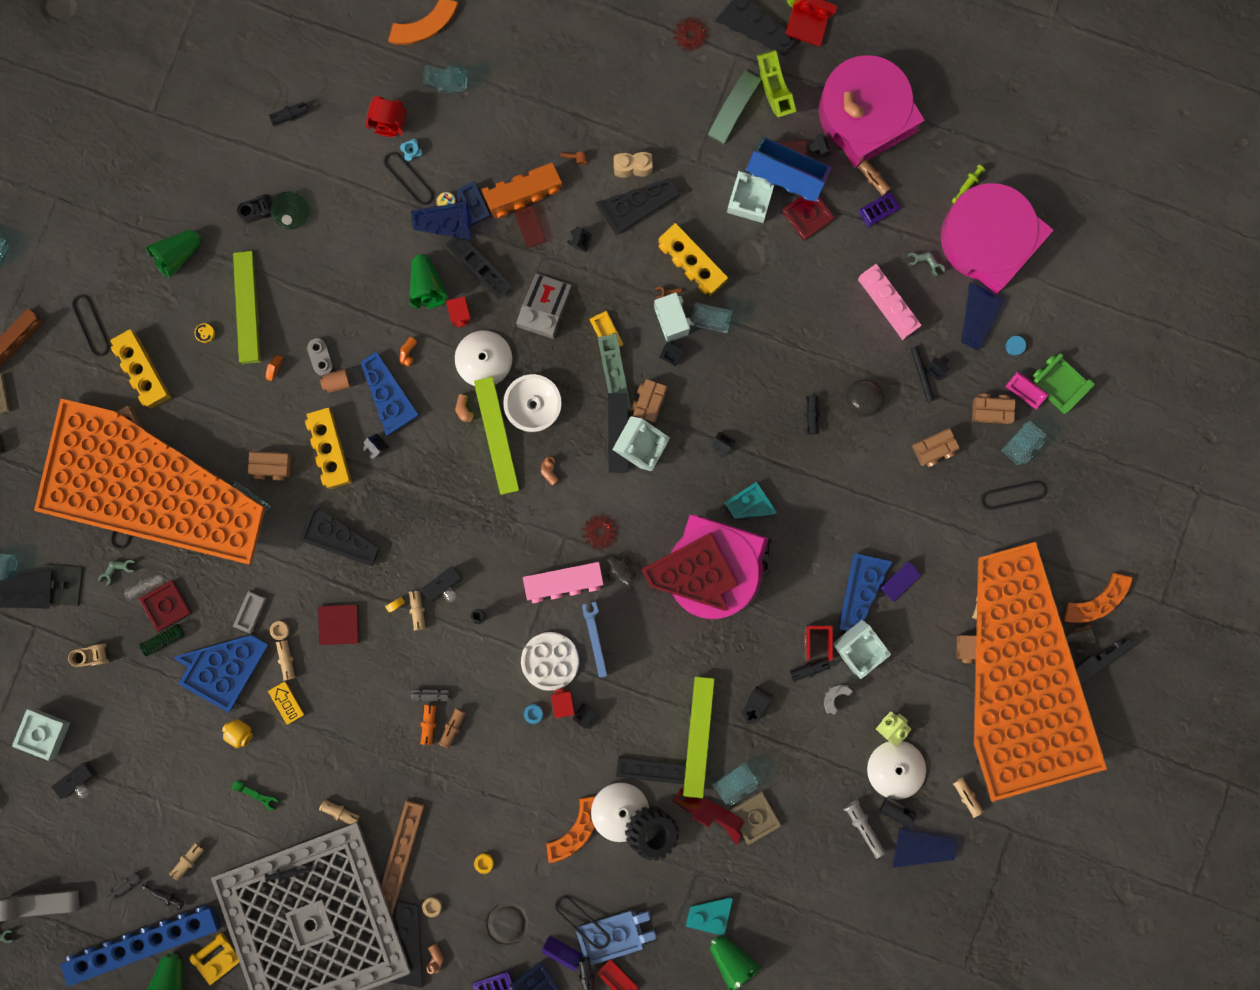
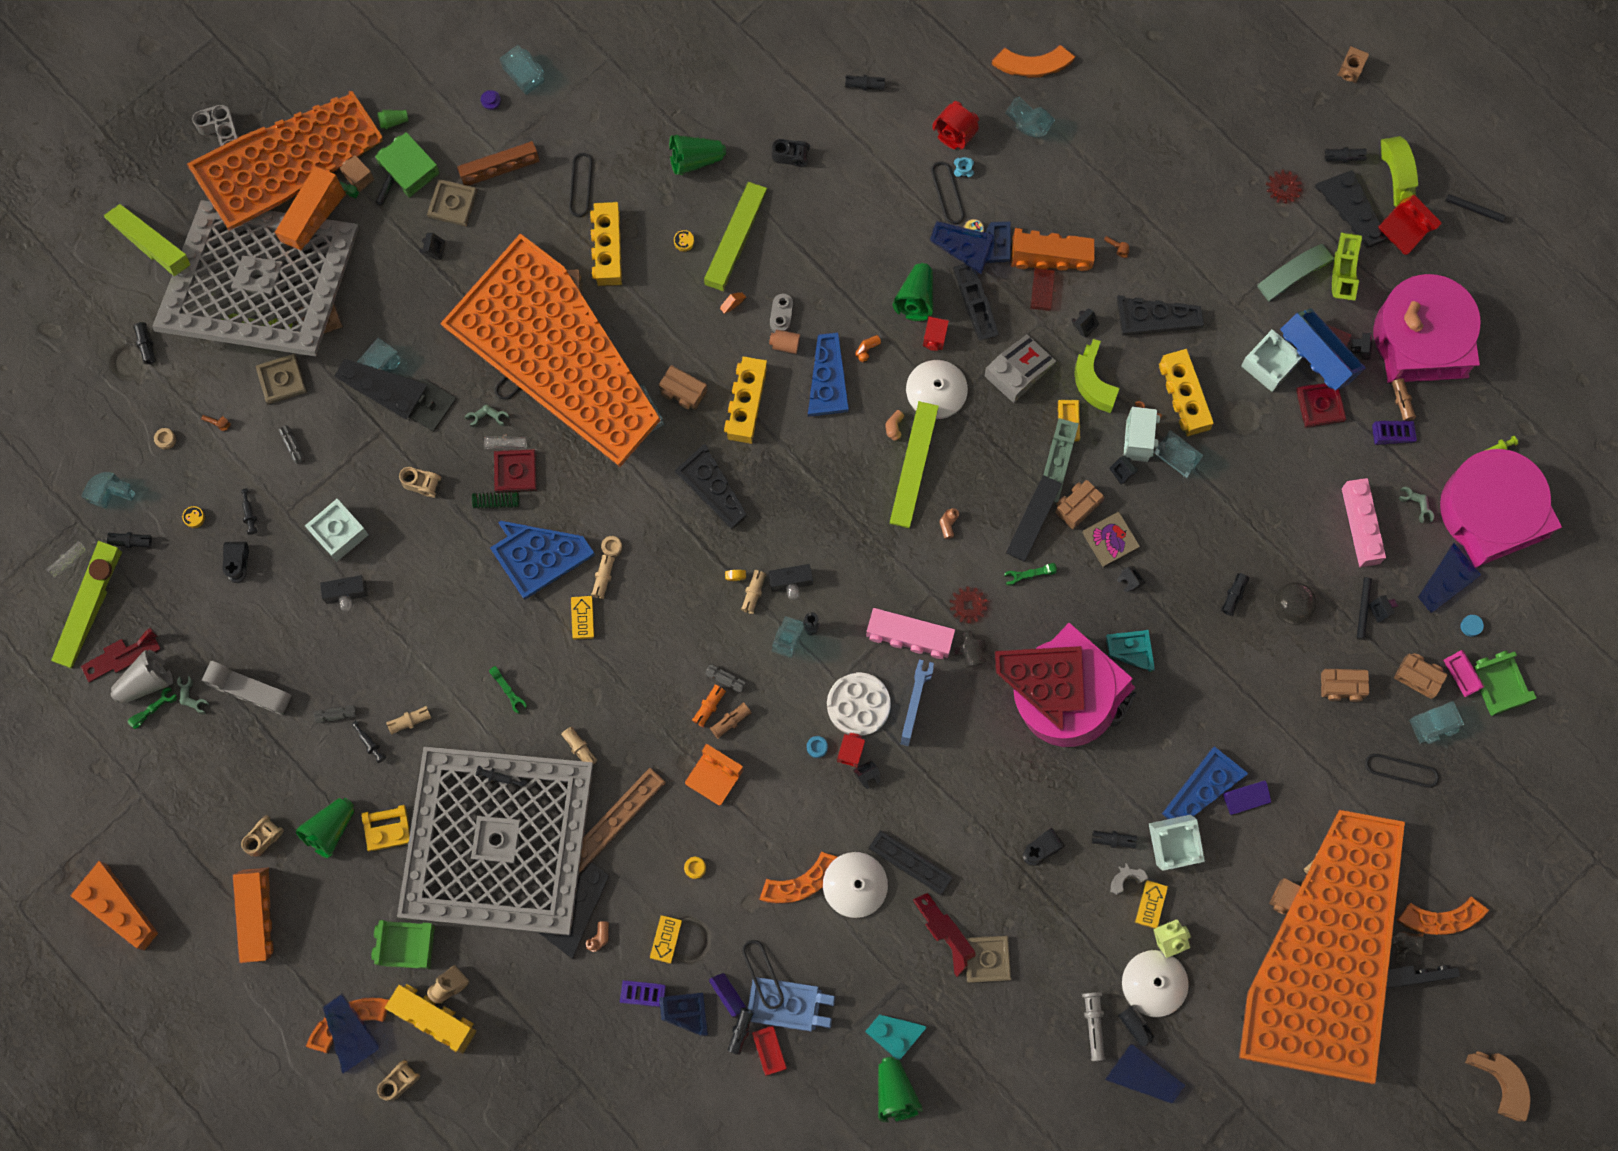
camera: 25 degrees right, 10 degrees down
(75, 973) = (247, 763): blue brick -> none
(237, 733) = (521, 621): yellow head -> none
(249, 612) = (592, 515): light grey tile -> none
(290, 210) = (822, 167): clear green tile -> none
(338, 624) = (670, 568): dark red tile -> none
(375, 445) = (793, 418): black tile -> none
(432, 906) = (622, 884): tan tile -> none
(461, 781) = (714, 775): none -> orange bracket
(464, 636) = (787, 637): none -> clear light blue brick
(489, 933) = (665, 939): none -> yellow tile
(527, 390) = (969, 438): white dish -> none
(612, 295) = (1089, 385): none -> lime arch
(637, 164) = (1167, 276): tan brick -> none
(637, 480) = (1048, 569): none -> green piece
(641, 443) = (1052, 537): light aqua container -> none
(663, 840) = (889, 929): black tyre -> none
(689, 418) = (1110, 539): none -> dark tan tile
(698, 737) = (970, 849): lime slope -> none
(735, 784) = (984, 914): clear light blue brick -> none
(829, 641) = (1133, 796): red piece -> none
(864, 707) = (1151, 904): none -> yellow tile
(974, 808) = (1215, 1031): tan pin -> none
(1217, 716) = (1515, 1090): none -> medium nougat arch

